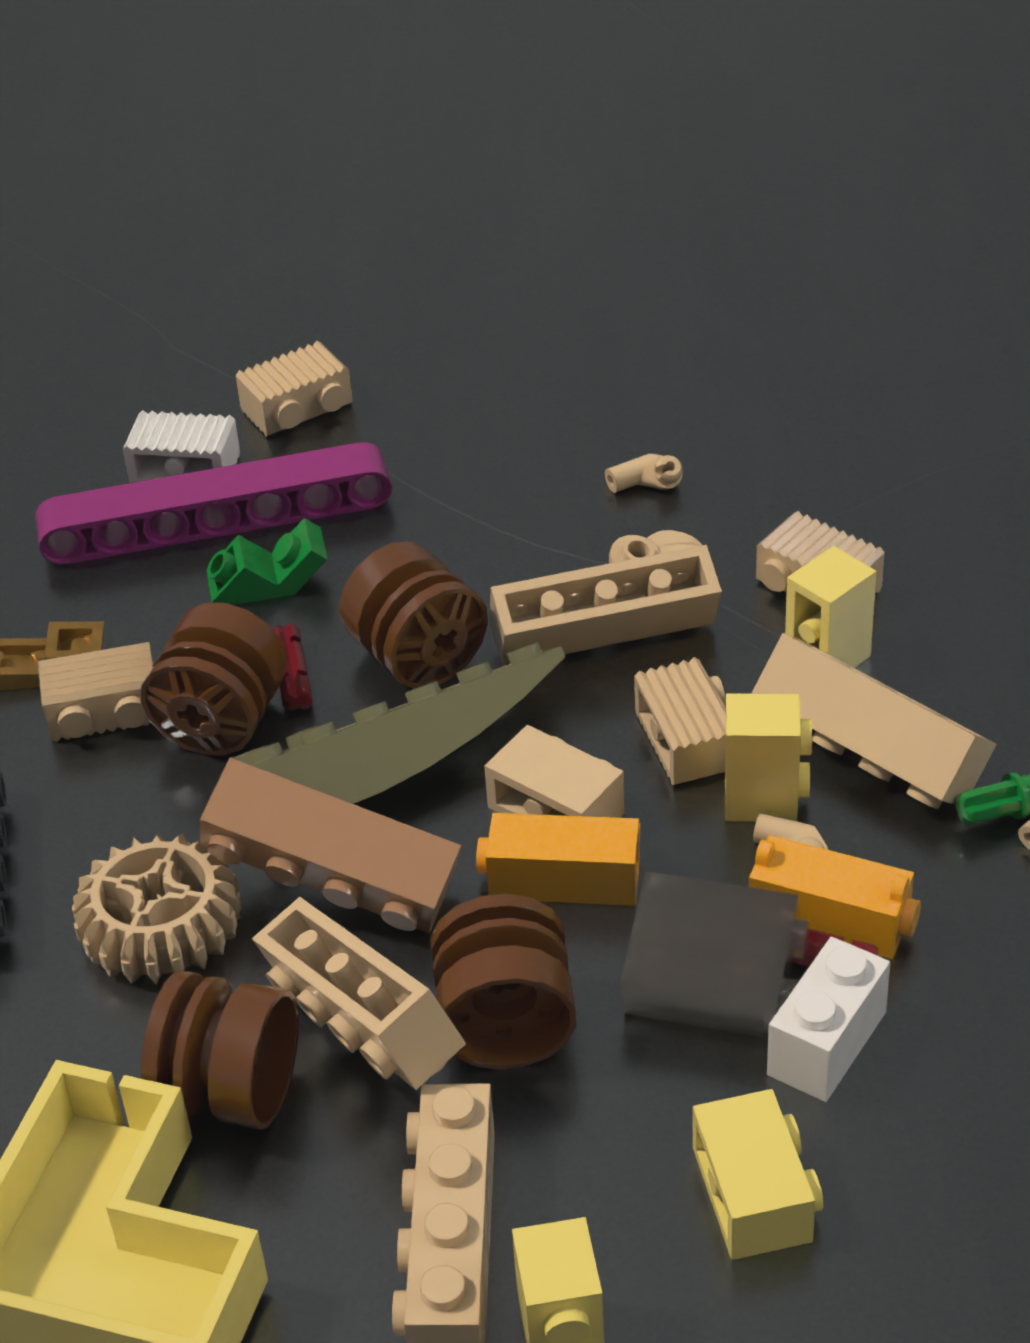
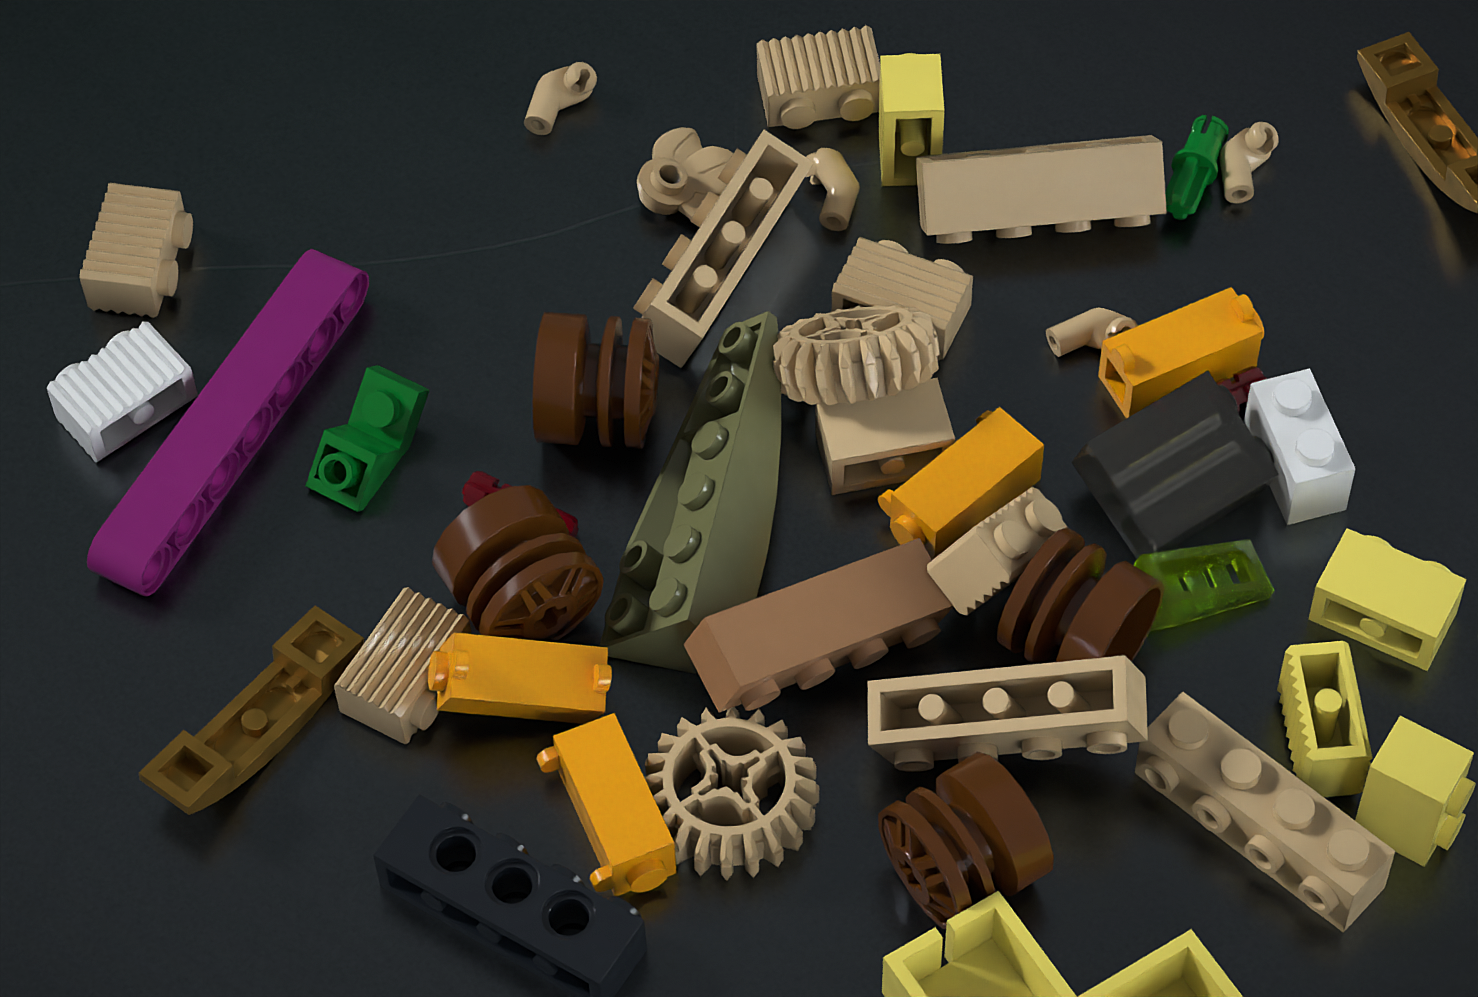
camera: 50 degrees left, 15 degrees up
(55, 873) = (613, 806): none -> light orange brick
(130, 736) = (520, 678): none -> light orange brick
(483, 874) = (995, 551): none -> tan brick
(588, 717) = (856, 354): none -> tan gear
(591, 1178) = (1324, 718): none -> light yellow brick
(634, 1023) = (1200, 599): none -> clear neon green slope
(748, 637) = (841, 187): none -> tan arm
(764, 756) = (1018, 281): light yellow brick -> none

